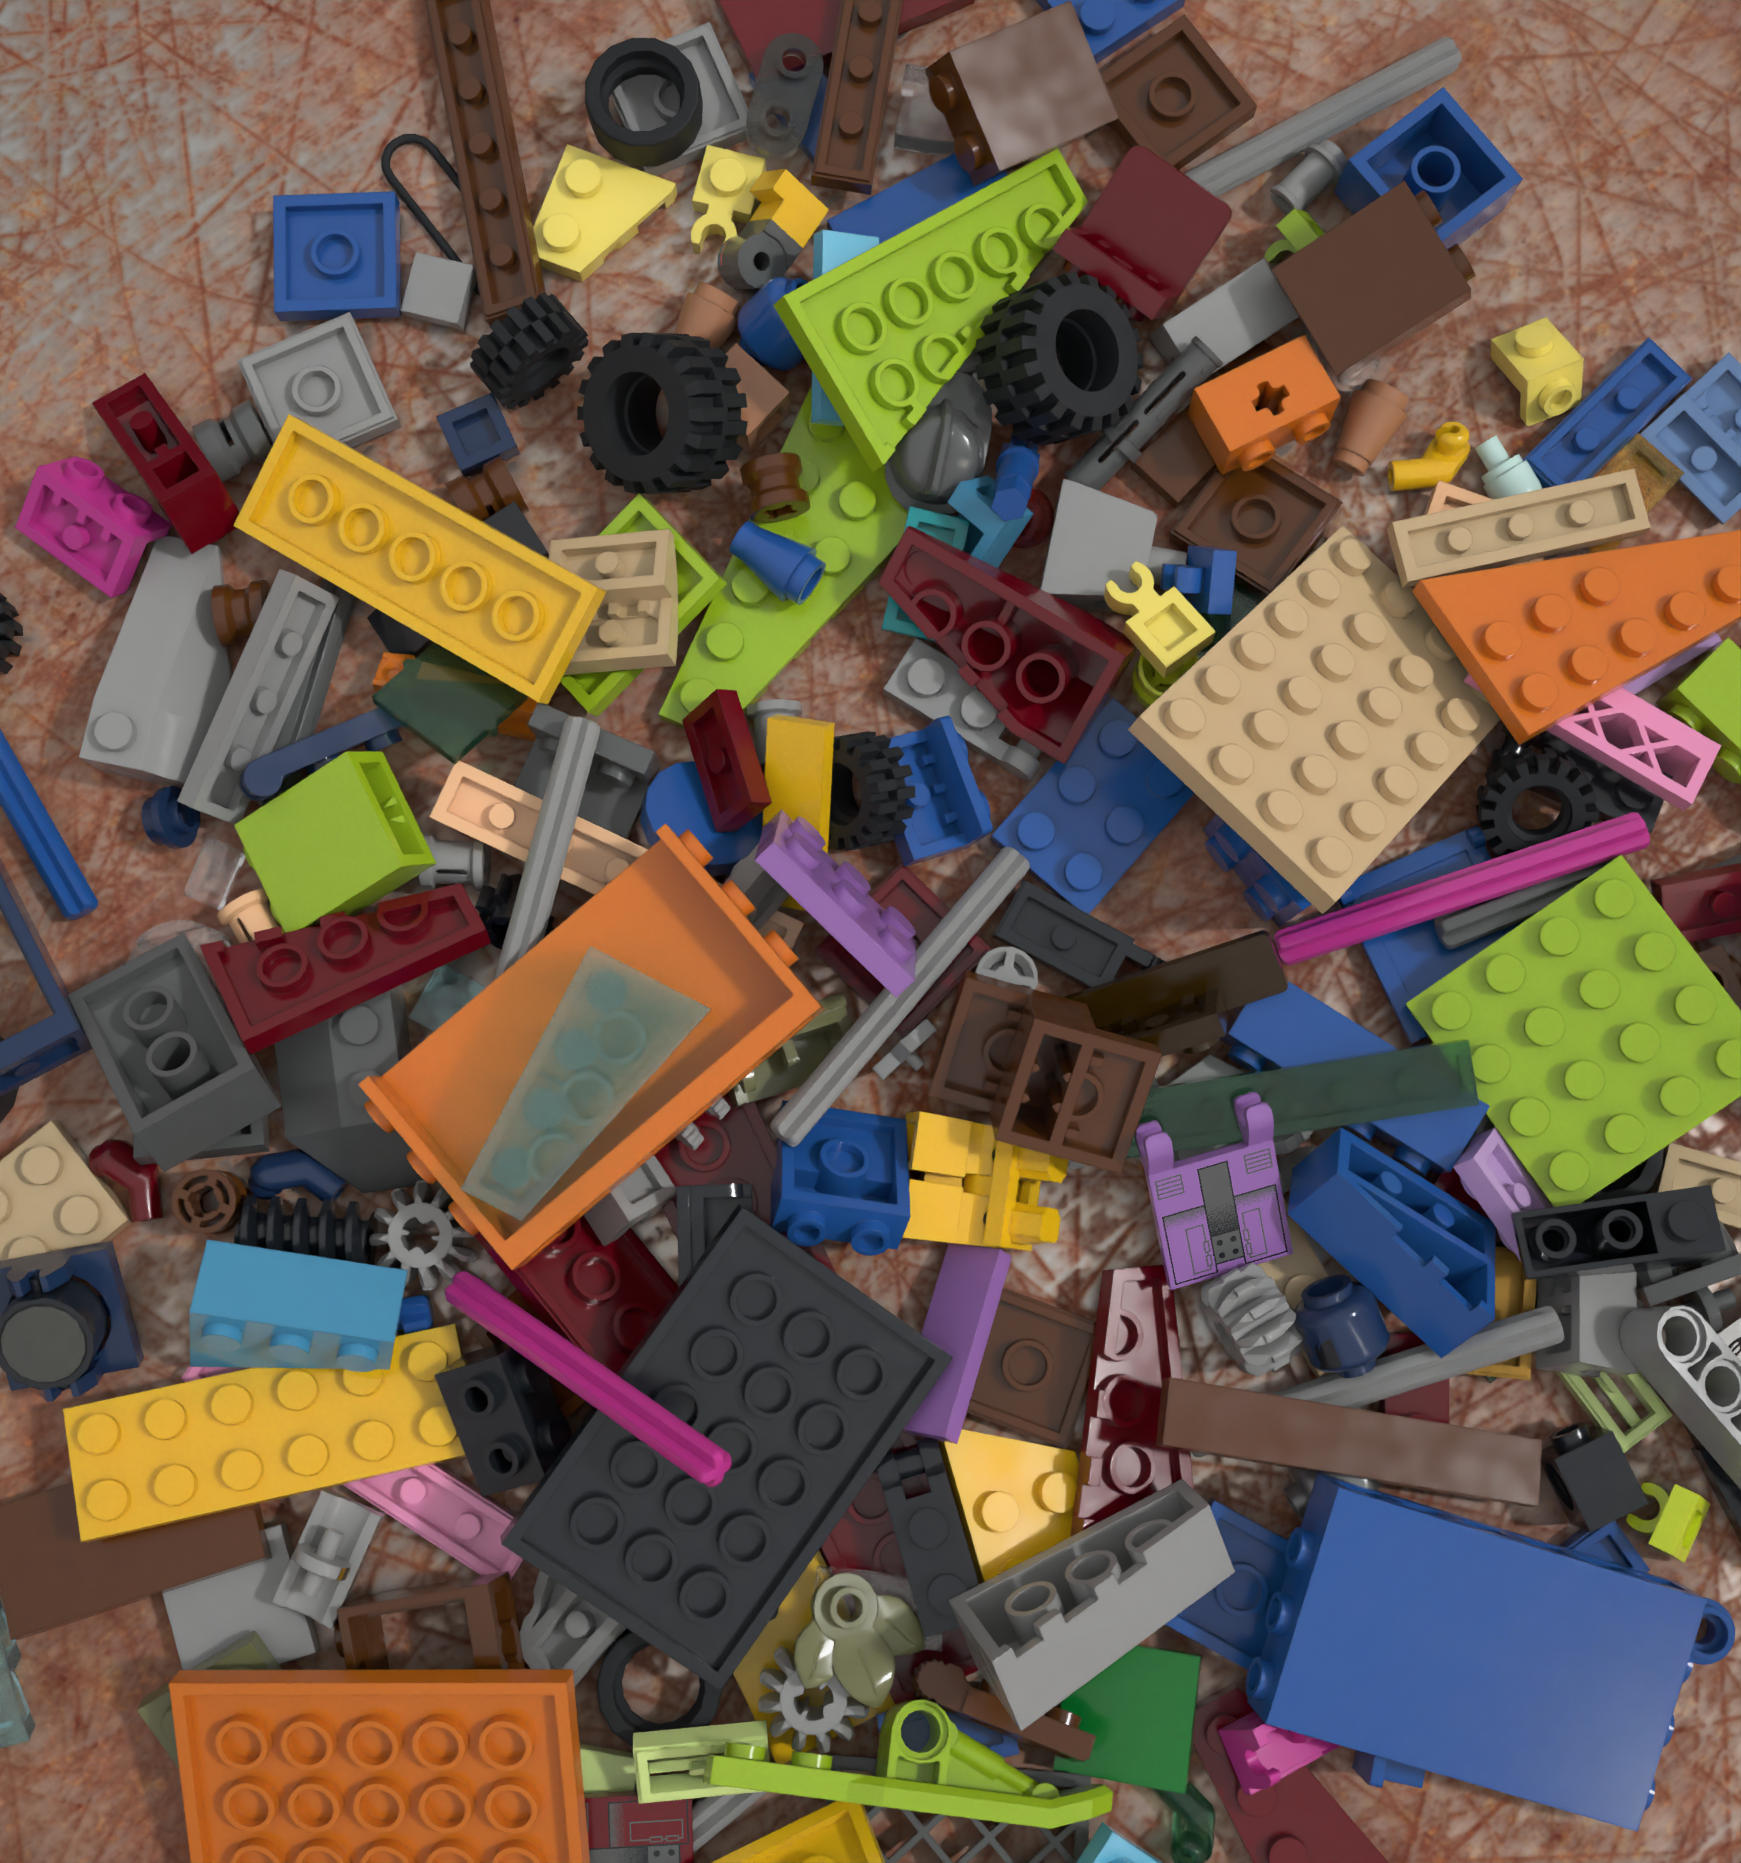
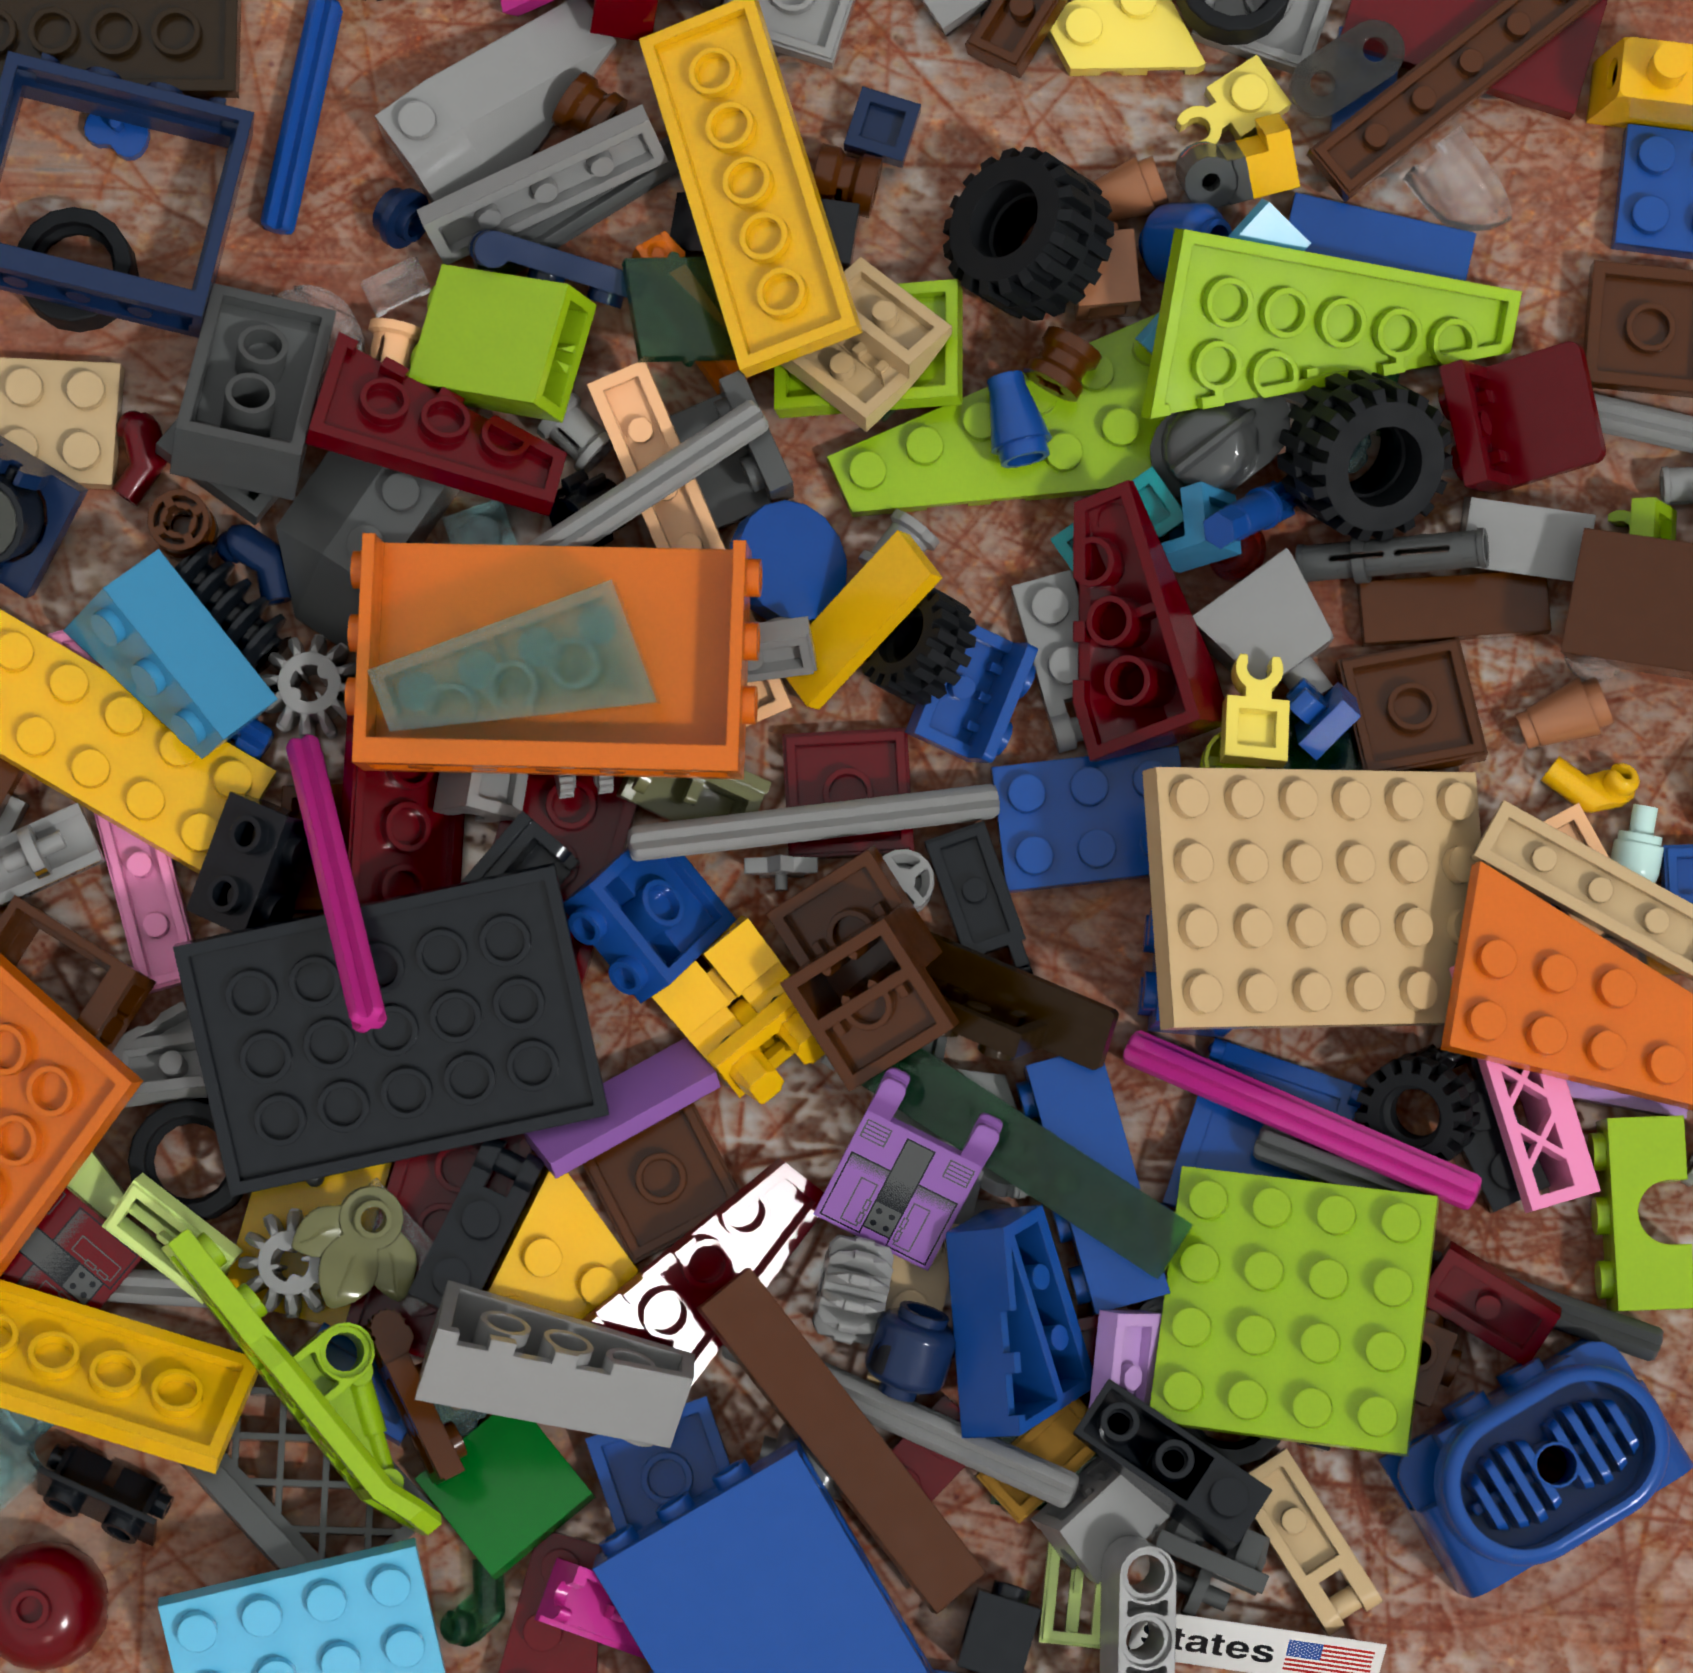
camera: 45 degrees right, 0 degrees up
(529, 350) = (974, 98): black tyre -> none
(726, 761) = (841, 535): dark red plate -> none
(839, 900) = (825, 710): medium lavender plate -> none
(1020, 93) = (1524, 226): reddish brown brick -> none
(1281, 380) = (1522, 618): orange brick -> none

